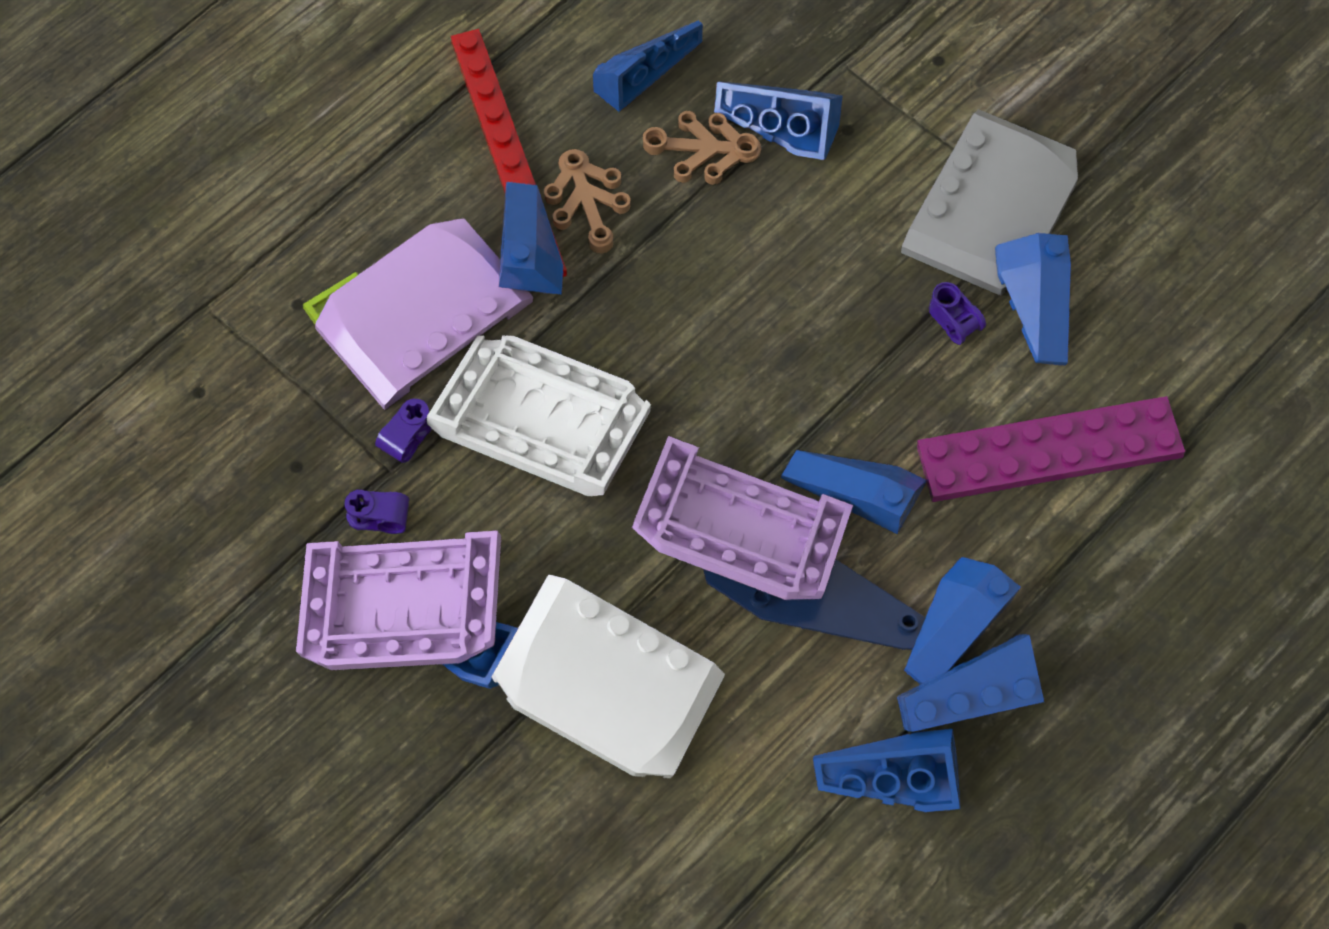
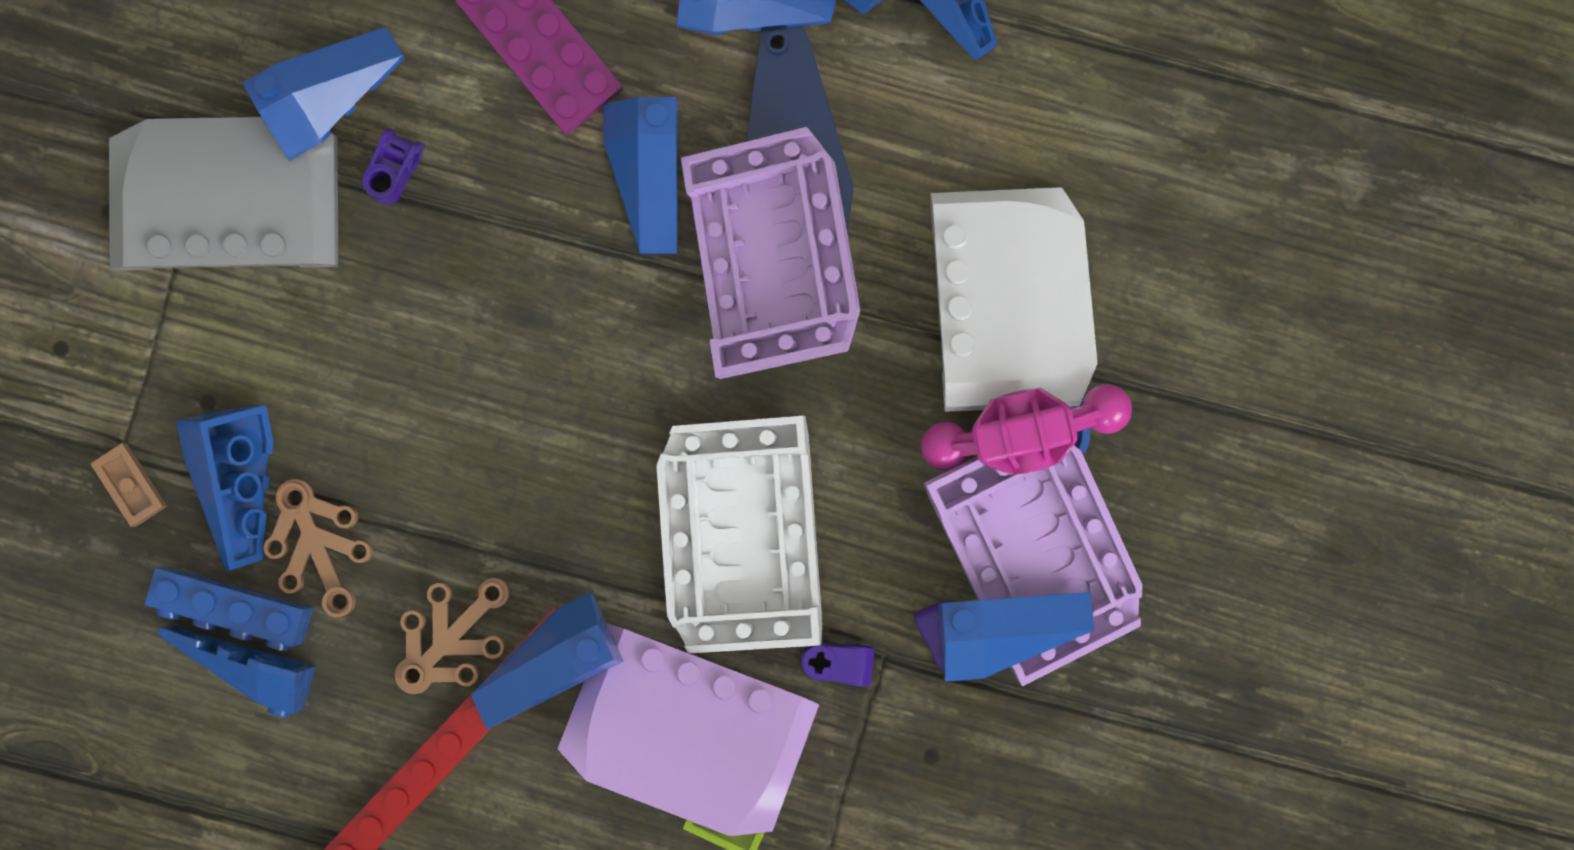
camera: 115 degrees left, 25 degrees up
(355, 541) = (999, 633): none -> blue wedge
(494, 608) = (1026, 430): none -> dark pink piece
(691, 73) = (228, 606): none -> blue brick
(815, 54) = (128, 485): none -> medium nougat plate

